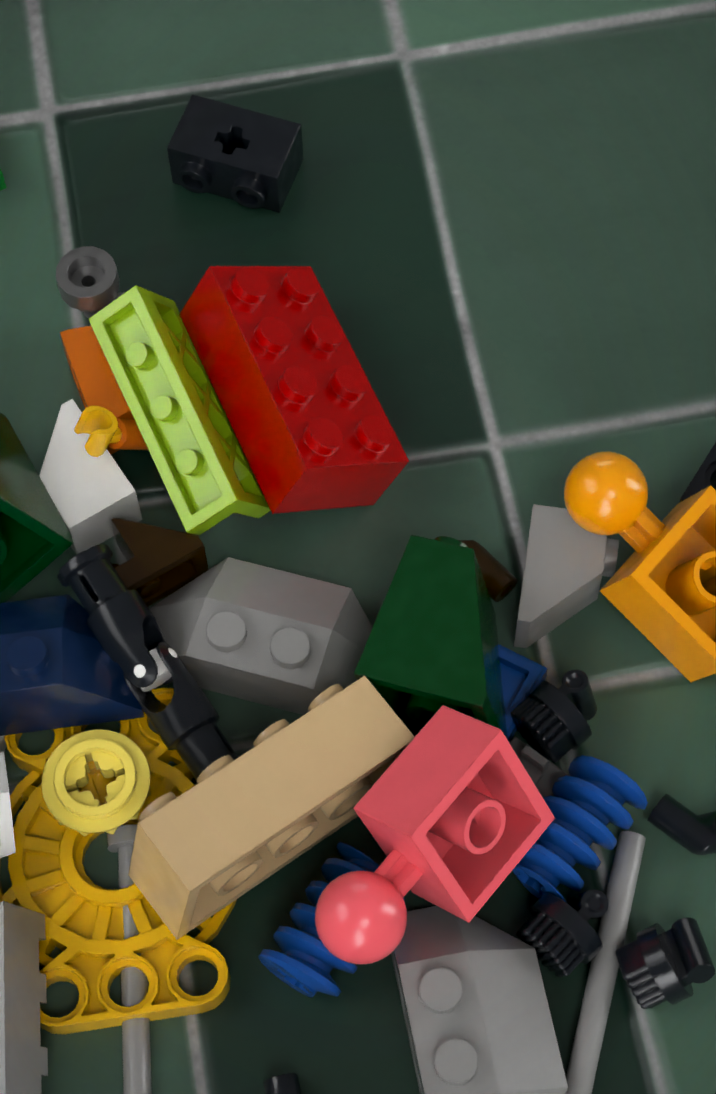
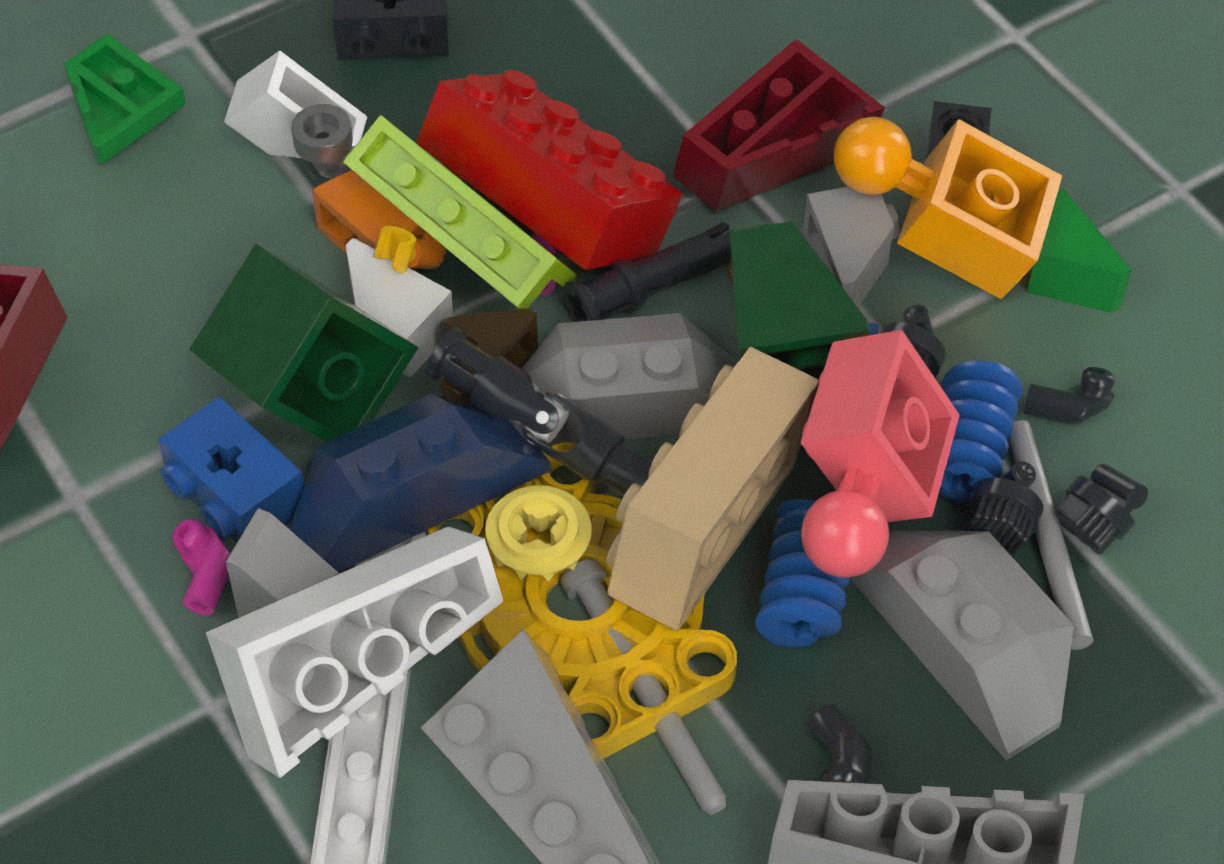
camera: 25 degrees left, 10 degrees down
(82, 215) = (272, 97): none -> white slope
(321, 535) = (629, 284): none -> black pin
(541, 414) = (771, 129): none -> dark red wedge

